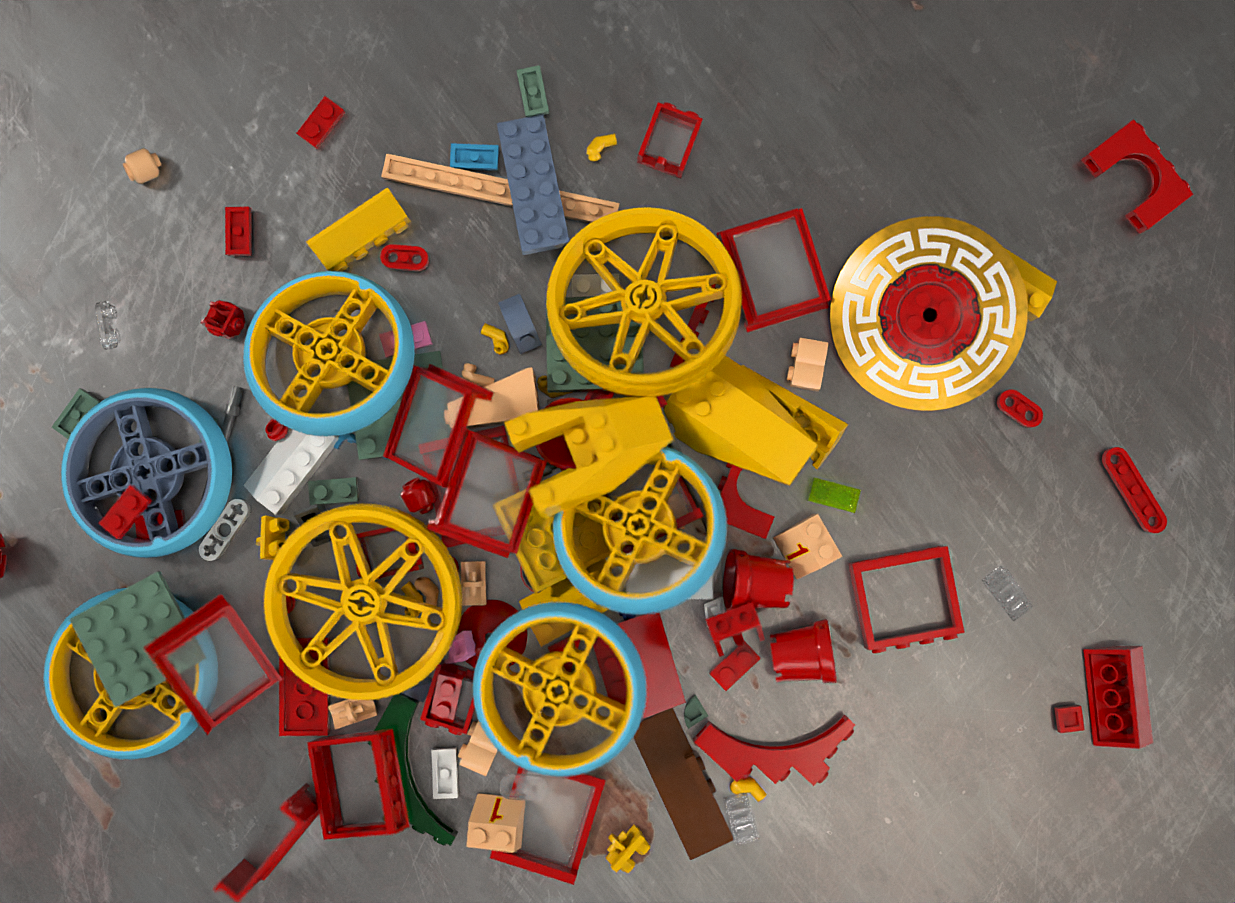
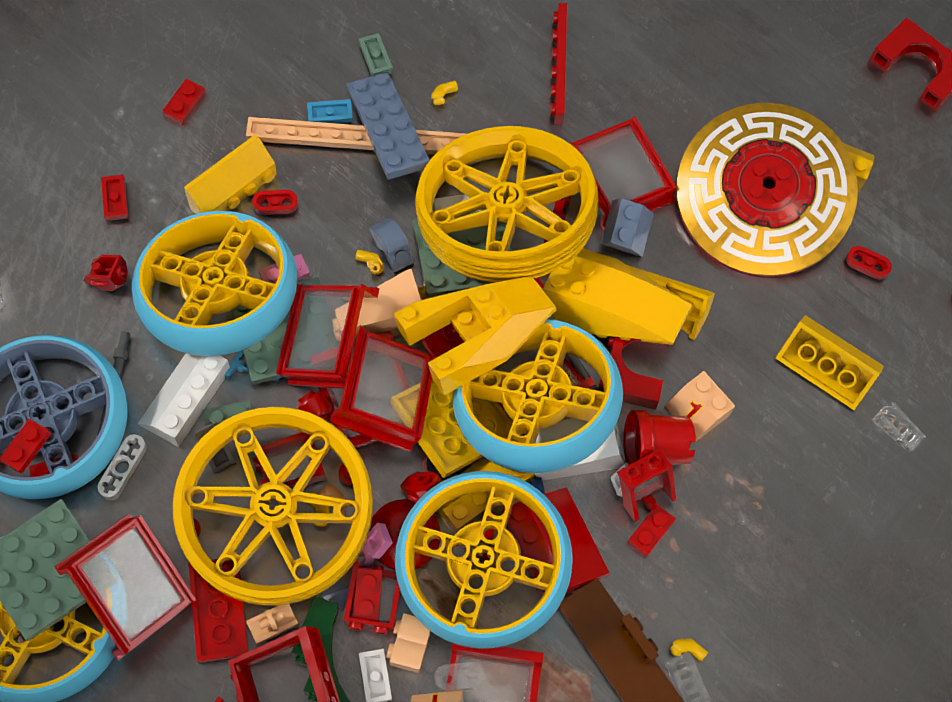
camera: 15 degrees left, 20 degrees down
(142, 166) = (18, 152): light nougat head -> none
(272, 536) = (171, 461): yellow hips -> none
(275, 430) = (167, 365): red plate -> none
(473, 583) = (381, 481): light nougat hips -> none
(514, 595) = (418, 484): none -> red hand
(669, 139) = (505, 79): window -> none
(694, 712) = (620, 581): sand green tile -> none
(733, 116) = (558, 71): none -> red plate
(769, 340) = (627, 226): none -> sand blue slope
(804, 654) = (719, 501): red piece -> none
(806, 757) = (740, 609): red arch -> none
(808, 364) = (667, 247): light nougat brick -> none
(834, 495) = (714, 358): clear neon green plate -> none
(923, 637) = (792, 406): red window -> none
(952, 515) = (829, 362): none -> yellow slope

